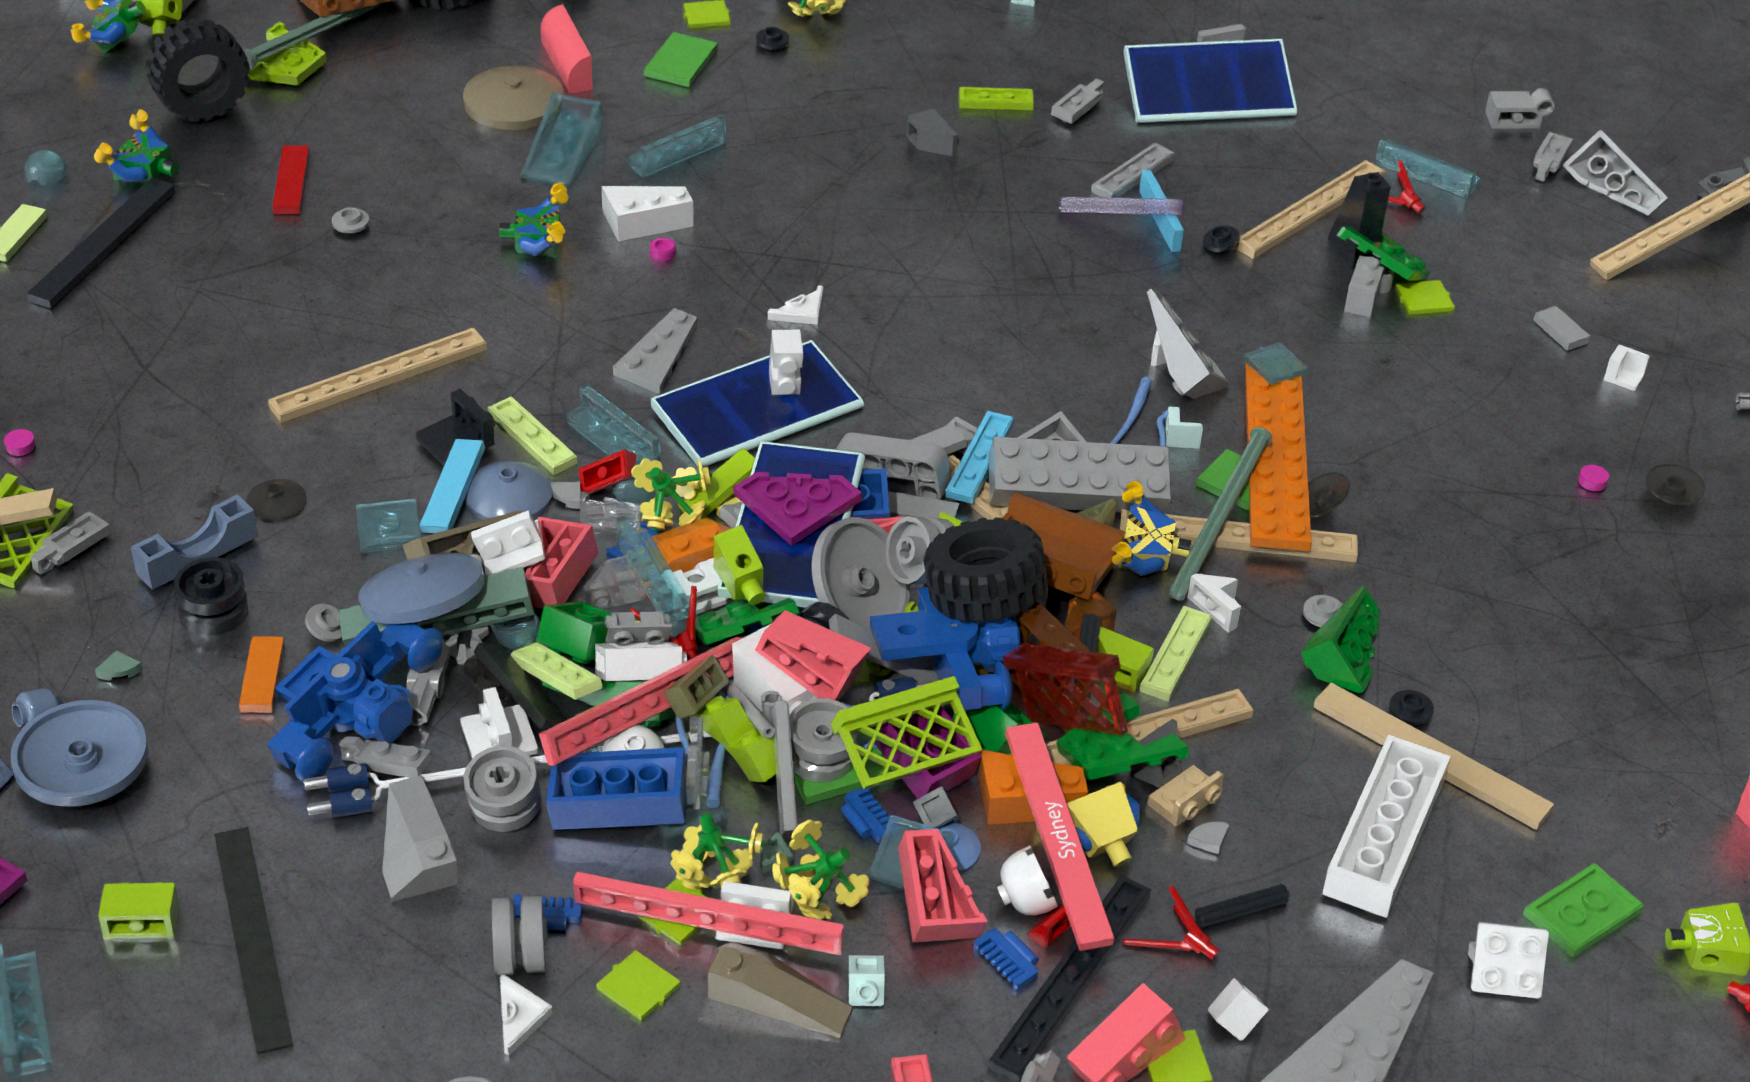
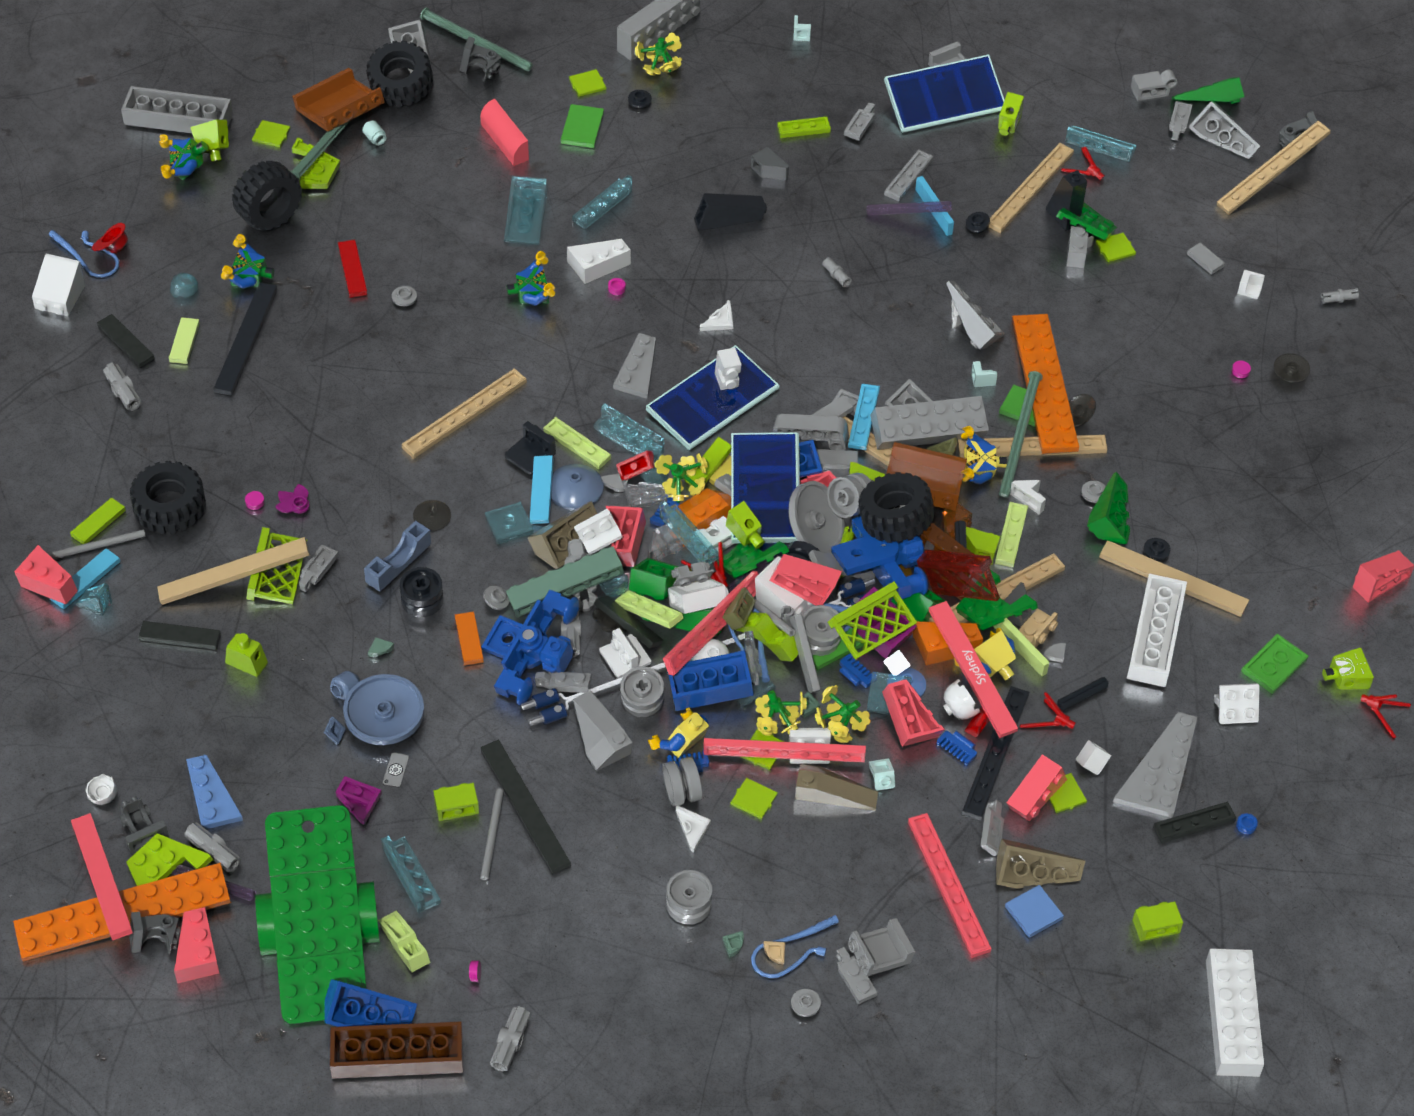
camera: 10 degrees left, 10 degrees up
(67, 848) = (395, 769): none -> light grey sticker
(76, 452) = (293, 501): none -> magenta plate
(179, 973) = (492, 834): none -> light grey piece
(248, 16) = (271, 133): none -> lime piece
(387, 30) = (374, 133): none -> light aqua brick
(421, 588) = (555, 569): sand blue dish -> none
(510, 96) = (478, 176): dark tan dish -> none
(548, 863) = (684, 736): none -> torso
(796, 503) = (766, 473): magenta plate -> none
(854, 176) = (728, 210): none -> black slope
(993, 272) = (837, 272): none -> light grey pin
(1138, 403) = (951, 357): medium blue piece -> none
(1157, 818) = (1024, 647): none -> yellowish green tile
(1275, 363) = (1032, 317): clear light blue piece -> none
(1298, 123) = (1008, 119): none -> lime torso
(1621, 127) = (1224, 91): none -> green wedge

